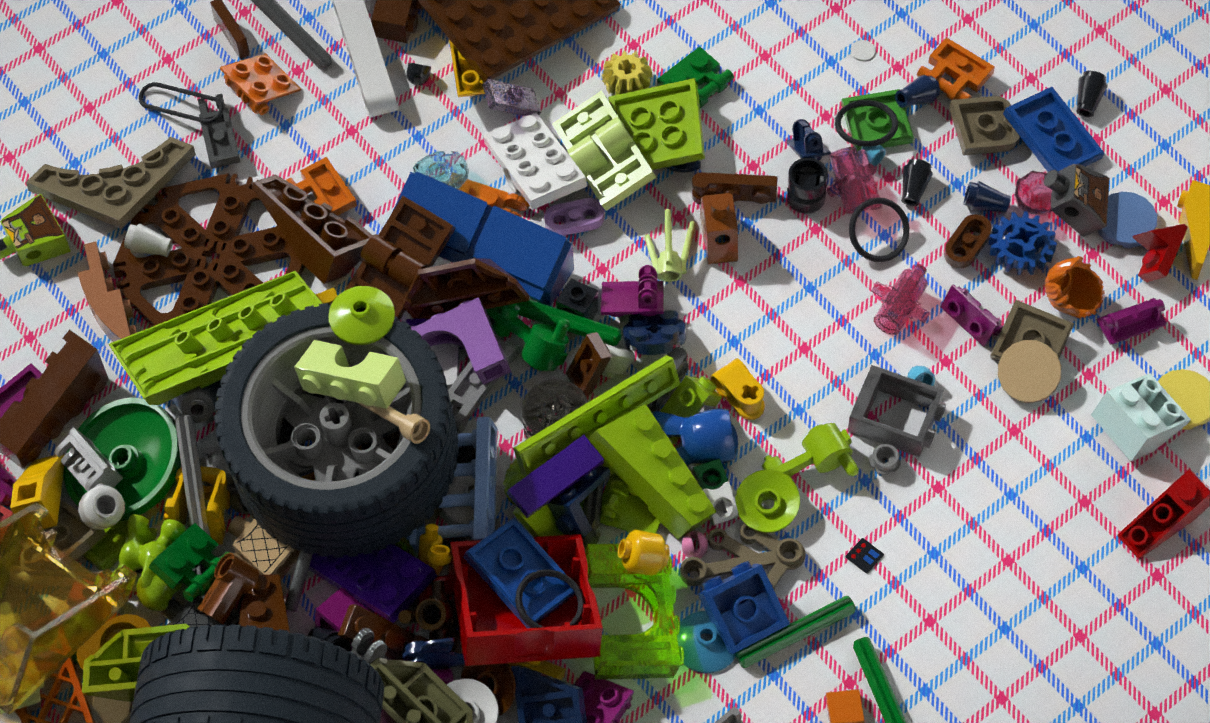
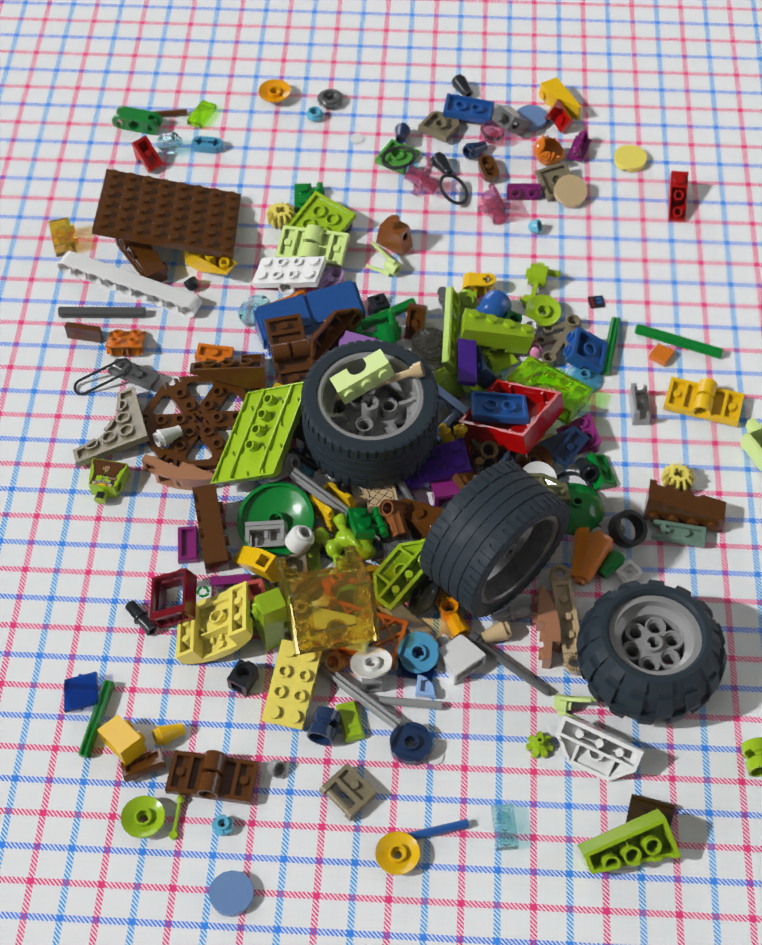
camera: 50 degrees left, 5 degrees down
(364, 326) = (338, 357): lime dish -> none
(511, 98) = (247, 258): clear purple plate -> none
(551, 573) = (523, 394): black tyre -> none
(634, 297) = (397, 284): magenta hinge -> none
(643, 552) = (533, 359): yellow head -> none
(654, 333) = (423, 290): dark blue plate -> none
(743, 187) = (372, 224): reddish brown plate -> none
(806, 141) = (387, 179): dark blue hinge -> none
(807, 185) = (406, 195): black wheel -> none
(888, 452) = (561, 263): light grey plate -> none
(904, 388) = (551, 228): flat silver window -> none
(959, 64) = (402, 113): orange plate -> none
(1025, 239) = (509, 152): blue gear -> none
(1139, 416) = (627, 173): light aqua slope -> none

